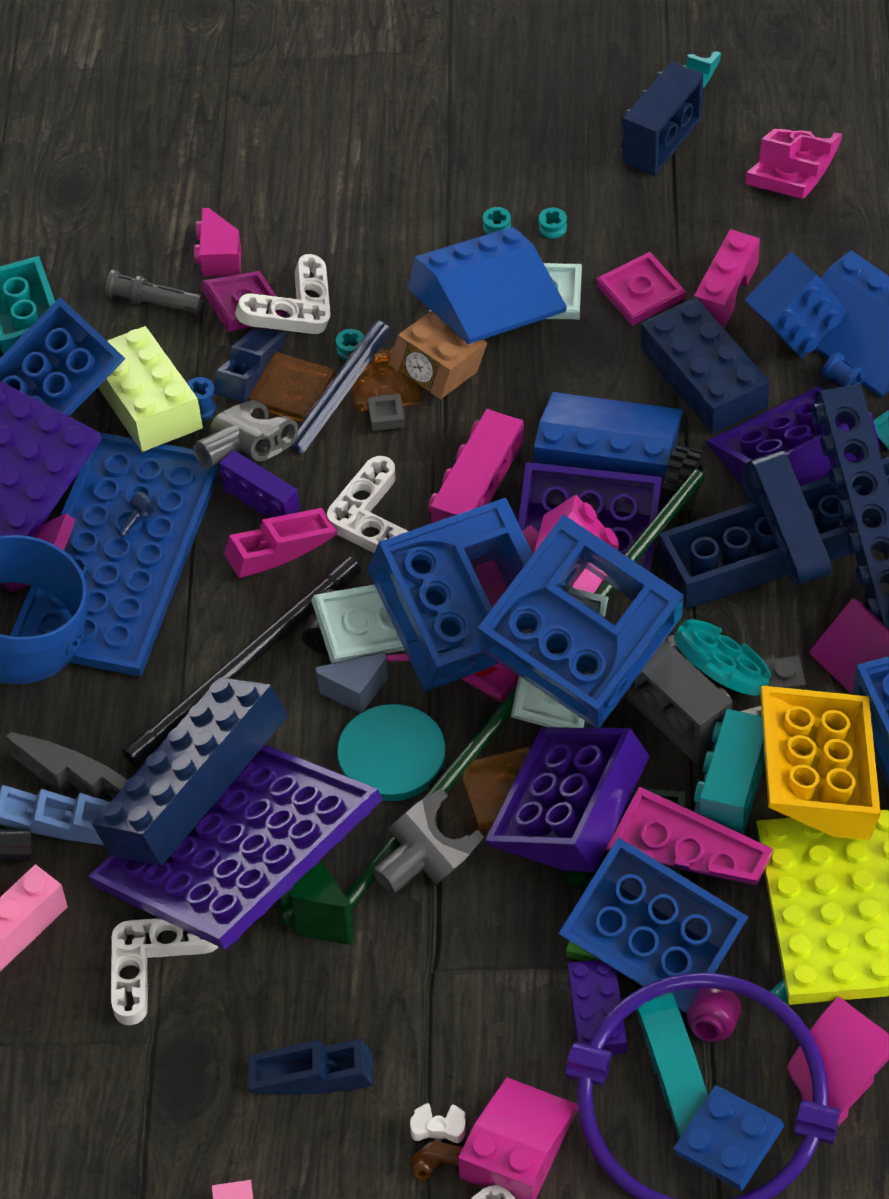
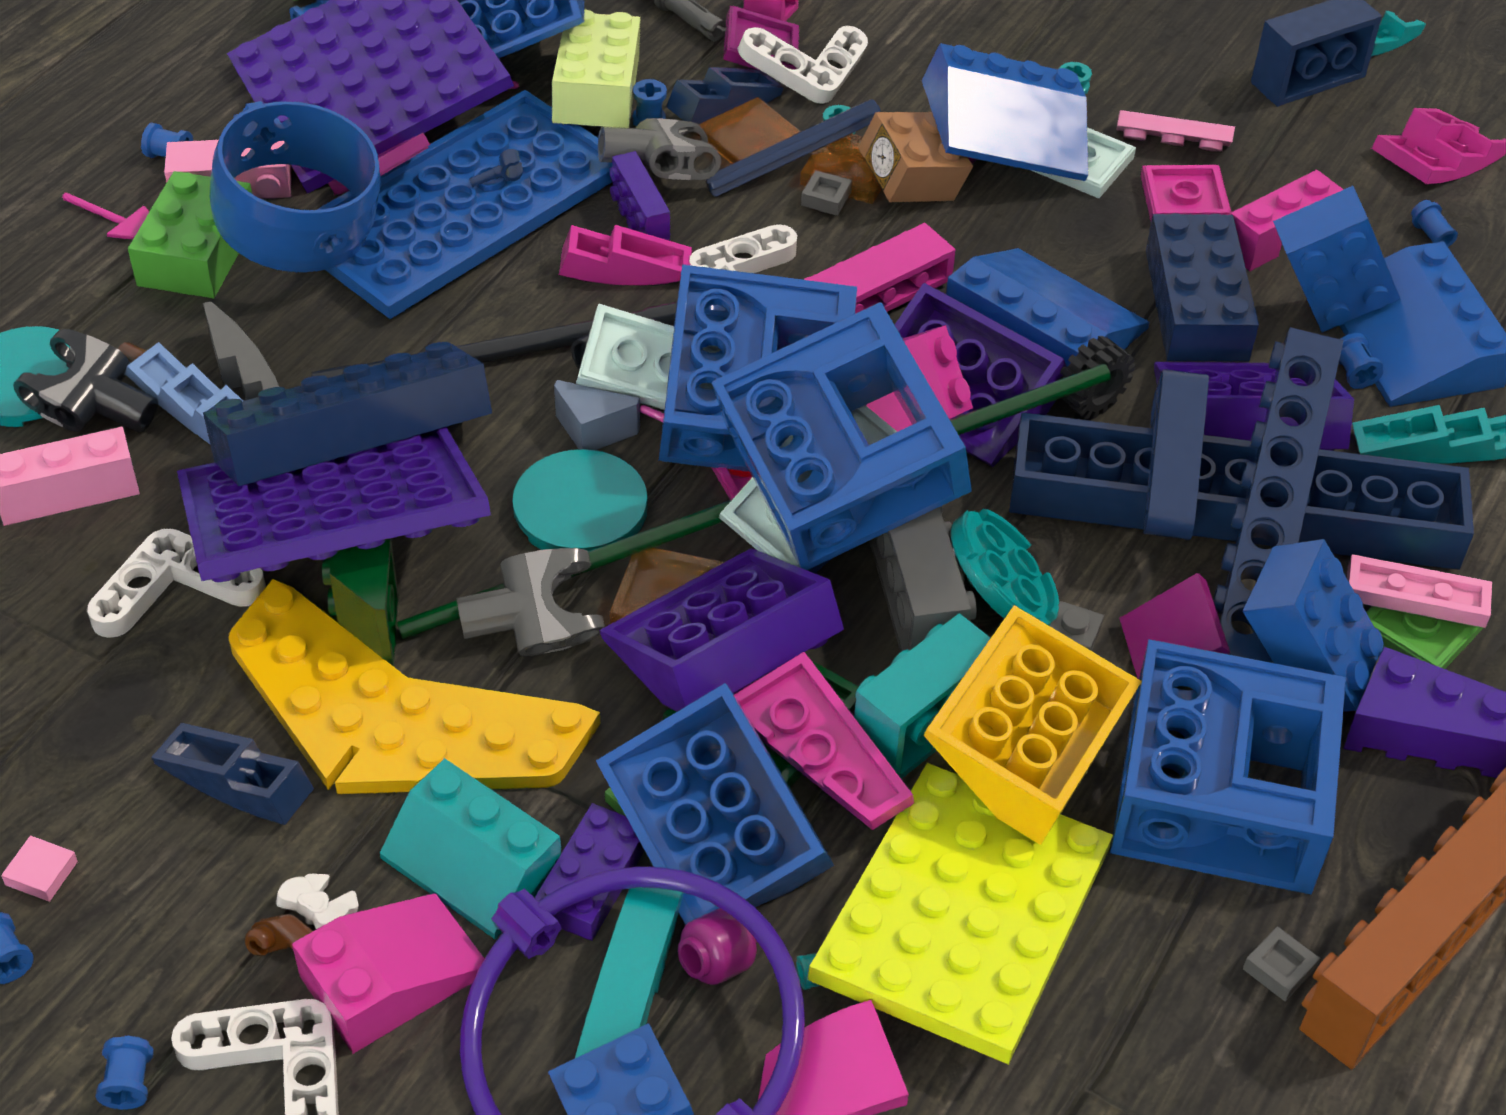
camera: 25 degrees right, 5 degrees down
(402, 977) = (354, 704): none -> yellow wing
(511, 1035) = (468, 845): none -> teal slope
(550, 216) = (1133, 99): teal bush -> none
(601, 236) = (1175, 130): none -> bright pink plate
(828, 232) = (1429, 218): none -> blue pin

